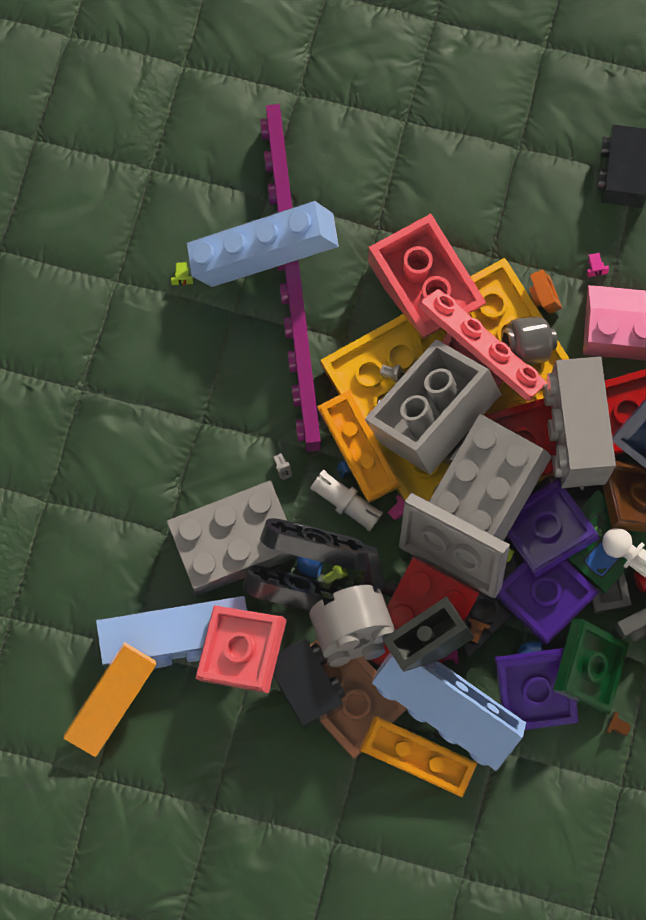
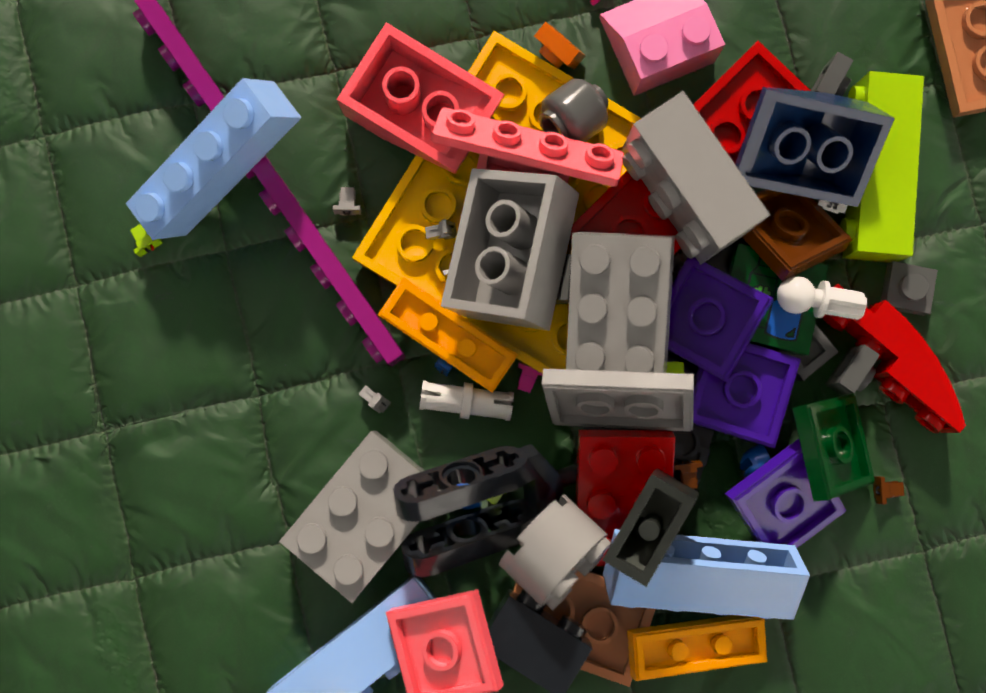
camera: 30 degrees left, 10 degrees up
(337, 322) = (347, 202): none -> light grey piece

